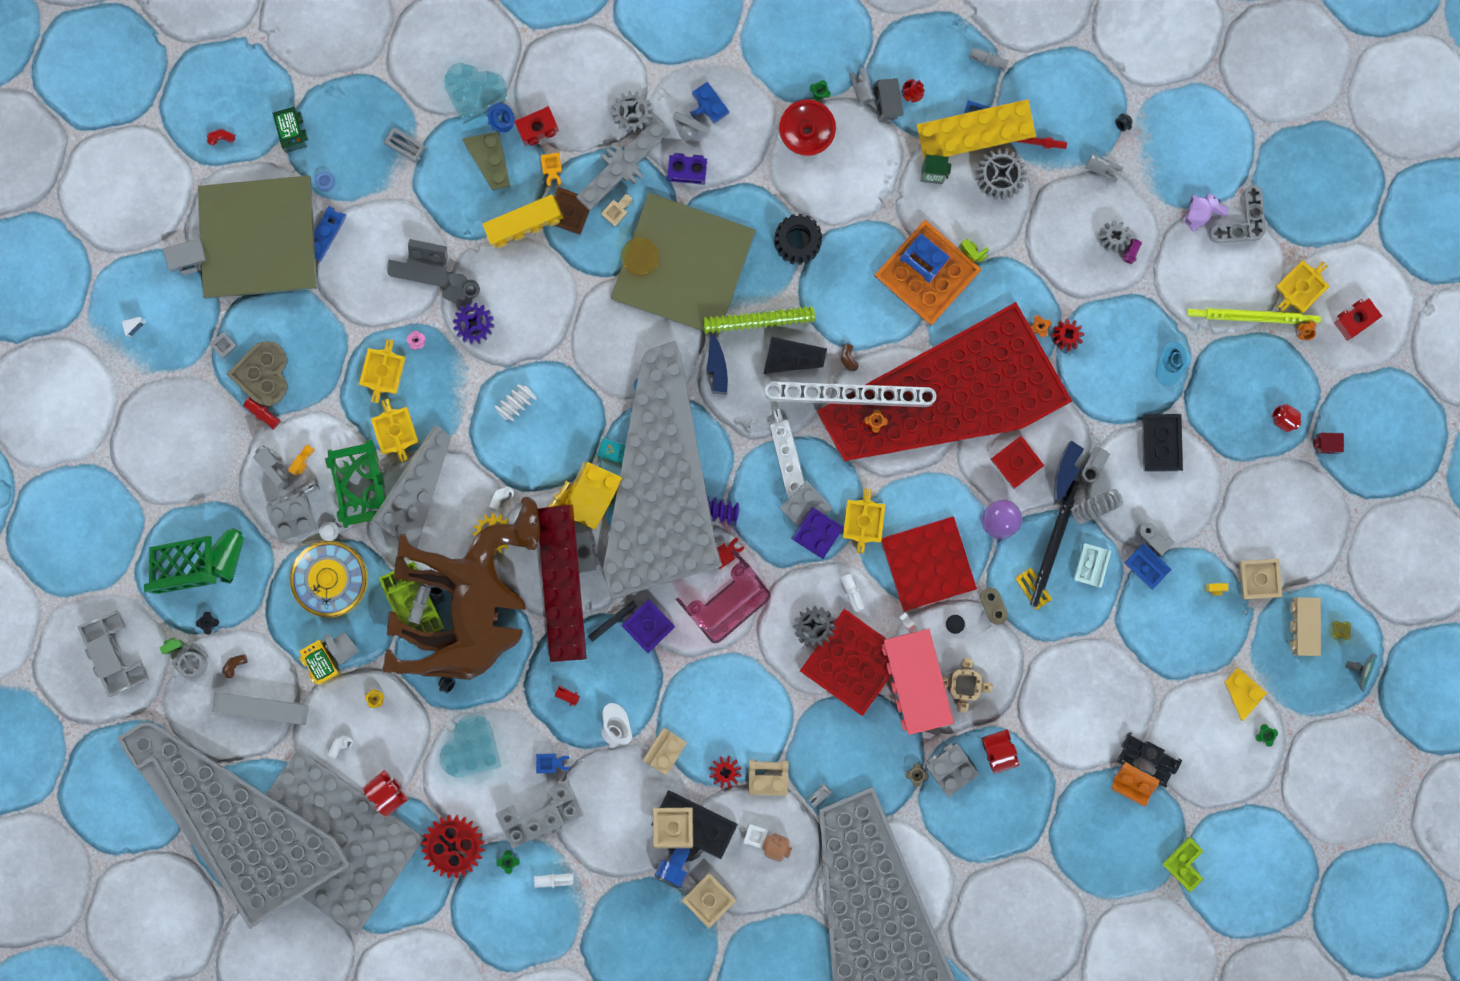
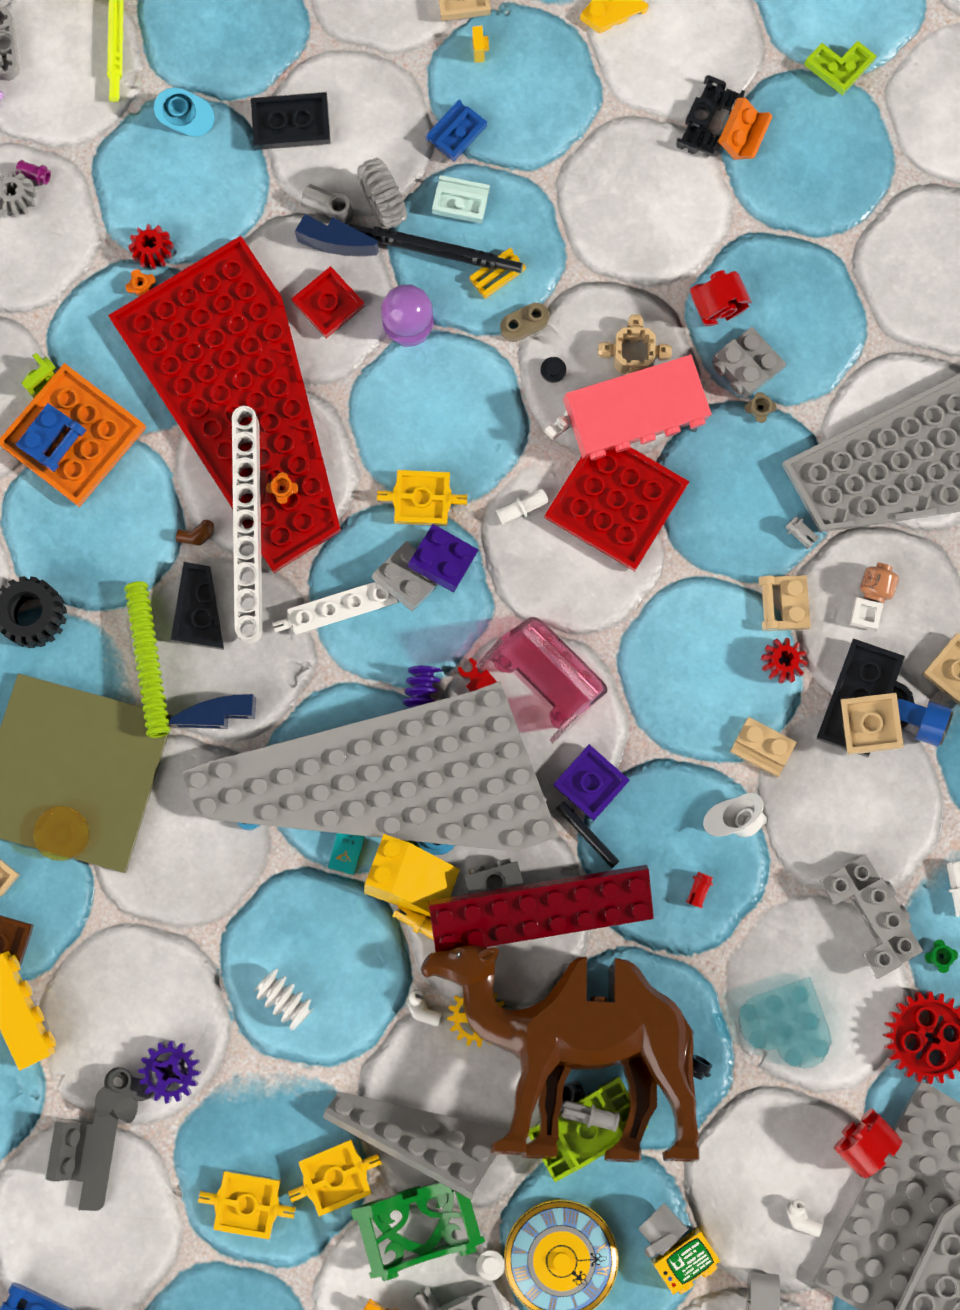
camera: 90 degrees left, 5 degrees down
(369, 698) = (737, 1174): yellow plate -> none
(416, 335) = (202, 1150): bright pink plate -> none
(547, 763) = (796, 910): blue plate -> none
(809, 621) = (574, 564): dark grey gear -> none
(928, 563) = (474, 410): red plate -> none
(1150, 536) = (414, 130): light grey leg -> none

